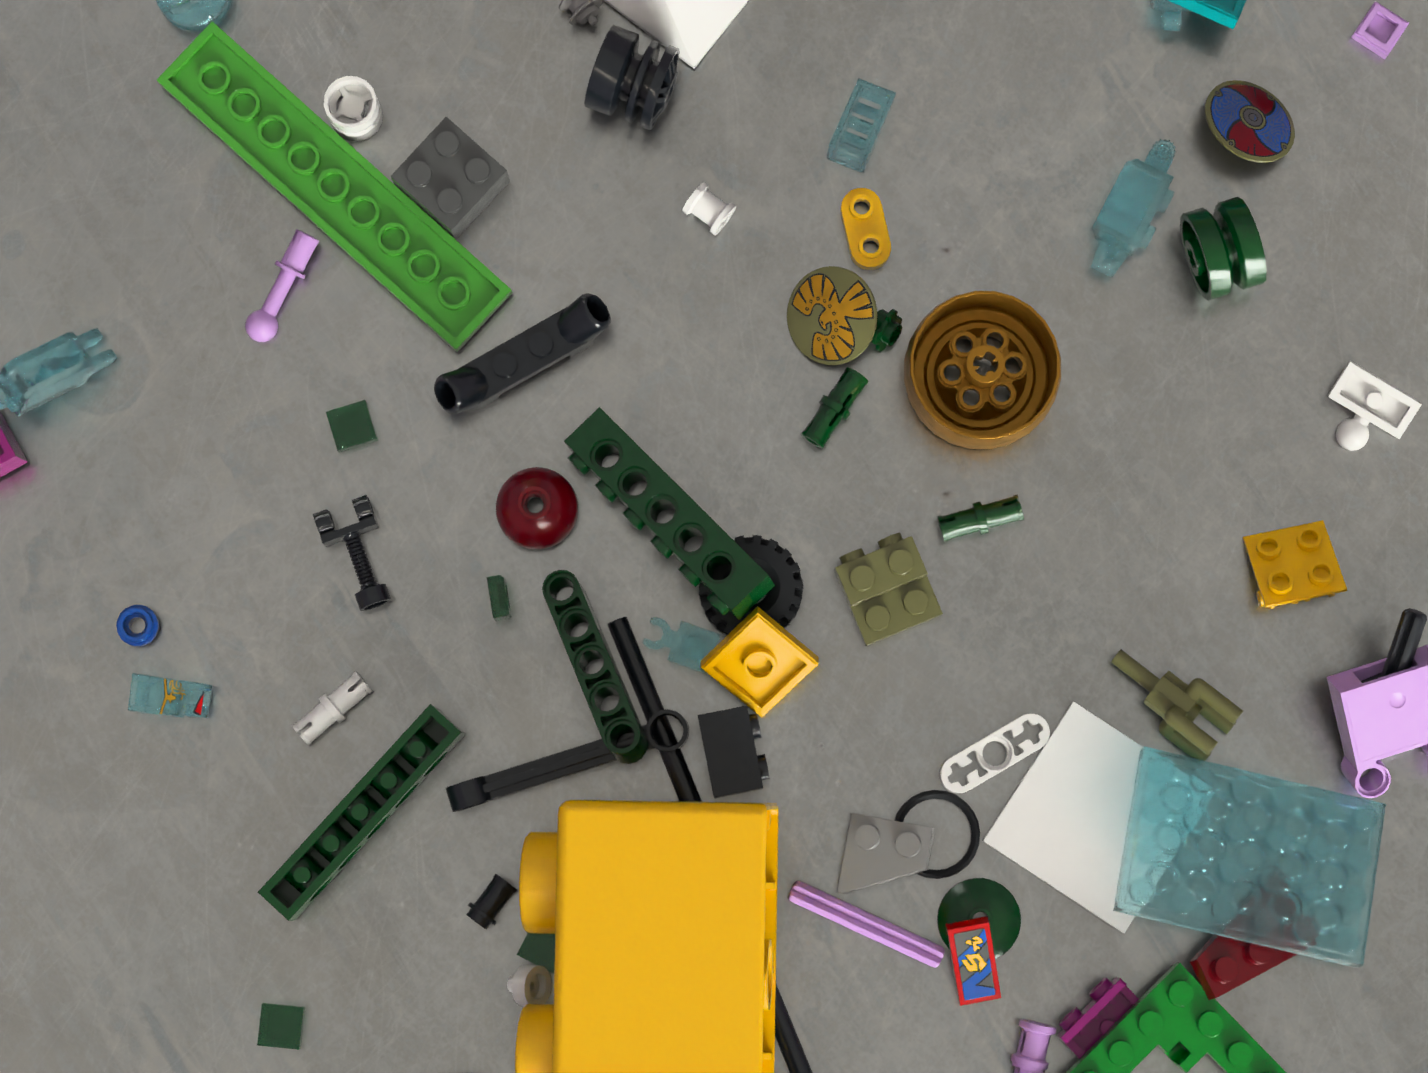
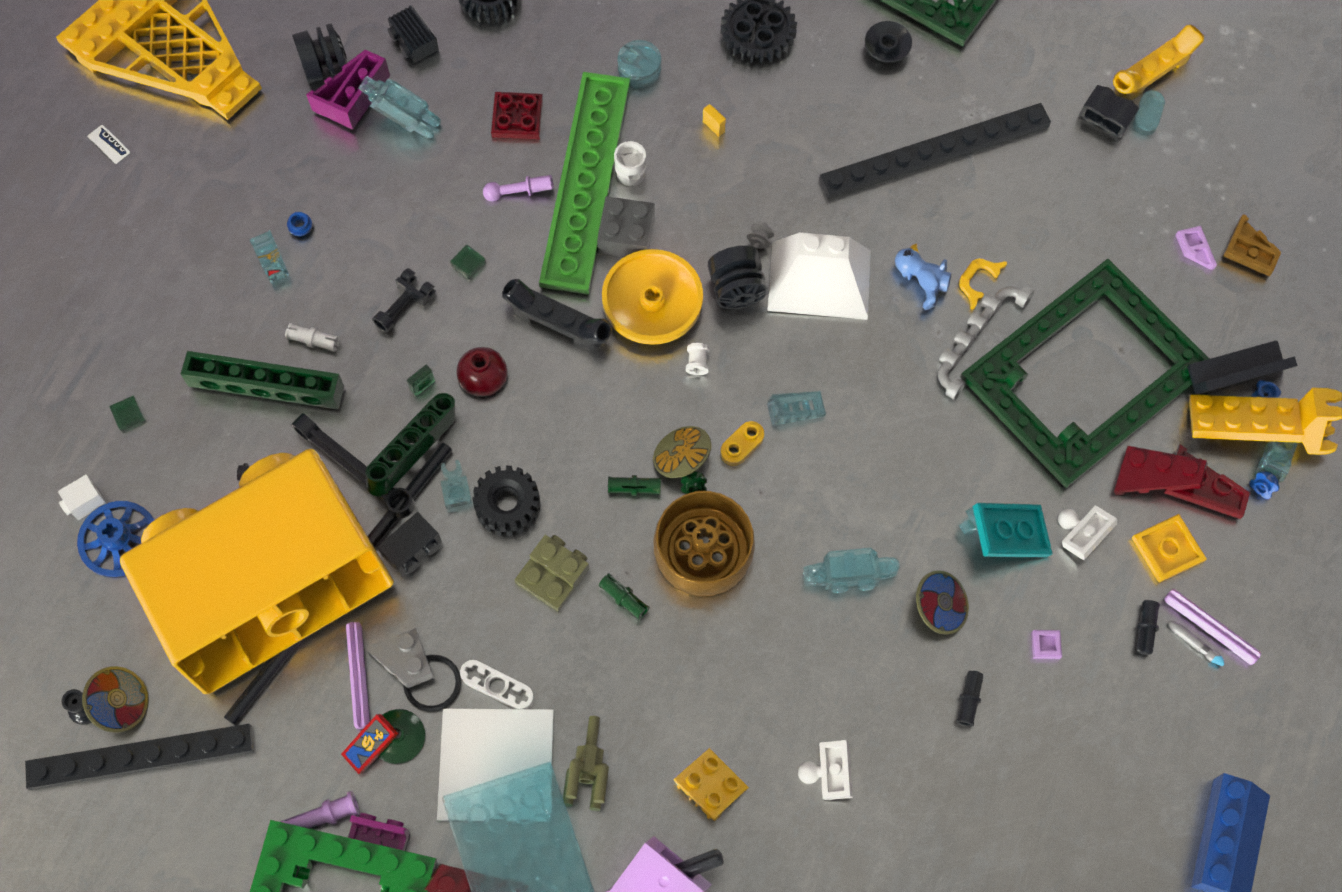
camera: 55 degrees right, 15 degrees down
(160, 216) = (517, 115): none -> dark red tile
(581, 209) = (652, 296): none -> yellow dish
(602, 436) = (523, 412): dark green brick -> none
(759, 662) = (467, 526): yellow tile -> none
(1223, 248) = (855, 625): dark green wheel -> none
(1388, 172) = (970, 698): none -> black axle

